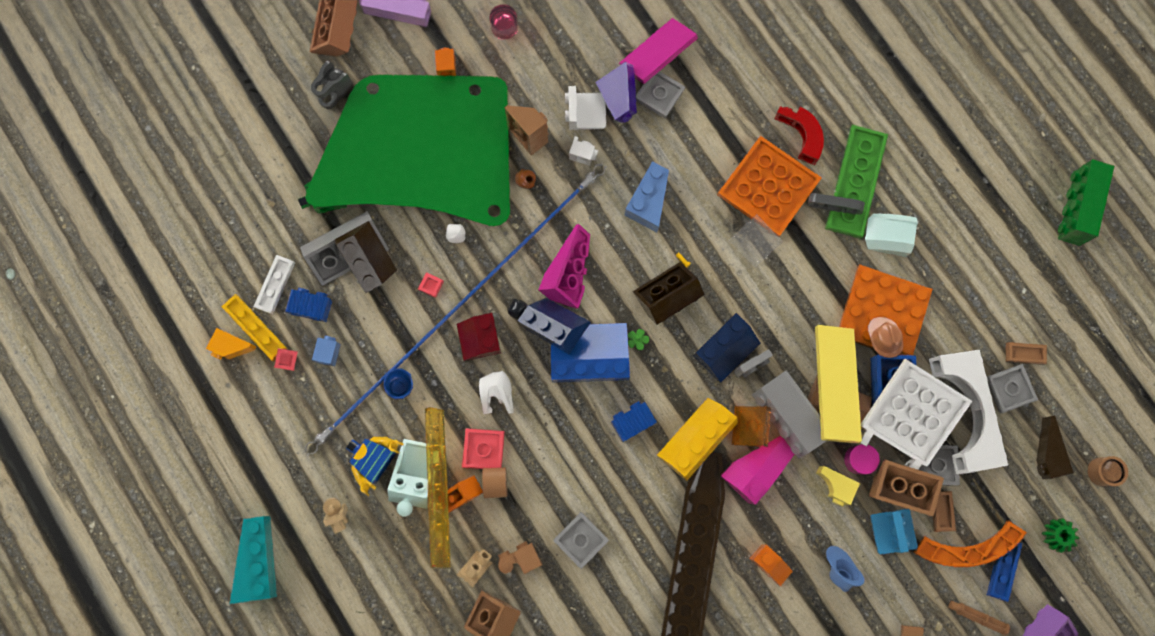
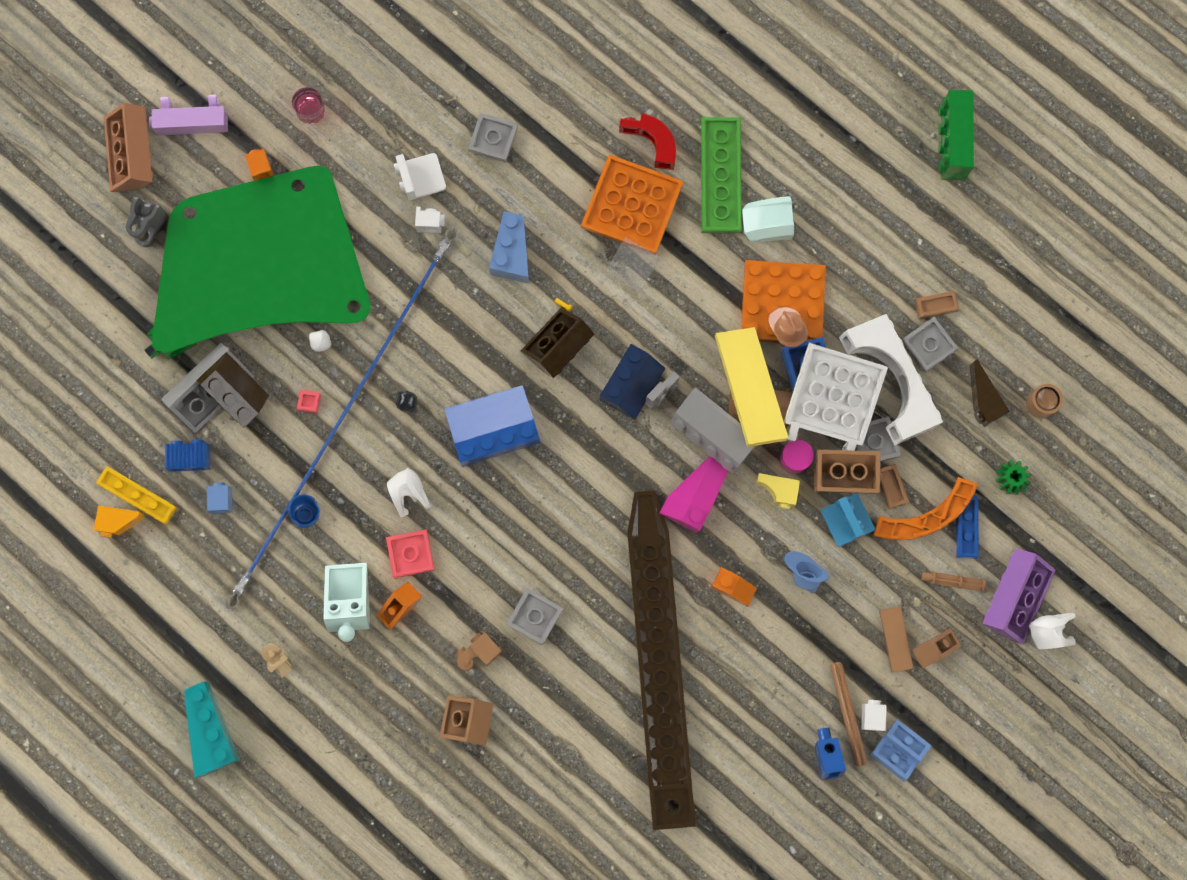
camera: 15 degrees left, 0 degrees up
(274, 284) = (144, 445): white tile -> none
(285, 359) = (179, 518): coral tile -> none
(371, 459) = (298, 594): torso -> none
(437, 489) = (374, 603): clear yellow tile -> none
(475, 567) = (435, 672): tan hips -> none
(478, 337) = (373, 441): dark red slope -> none
(494, 482) = (431, 582): medium nougat piece -> none
(525, 179) = (377, 264): dark orange piece -> none
(528, 127) = (365, 210): medium nougat slope -> none
(554, 324) = (447, 406): dark blue slope -> none
(565, 274) = (445, 354): dark pink wedge -> none
(620, 92) = (450, 147): slope -> none
(633, 421) = (555, 483): blue brick -> none
(637, 339) = (538, 399): bright green plant -> none
(660, 49) = (479, 93): dark pink tile -> none
(698, 438) = (626, 481): yellow slope -> none
(751, 426) = (676, 454): clear orange tile -> none
(836, 203) = (704, 204): dark grey beam -> none

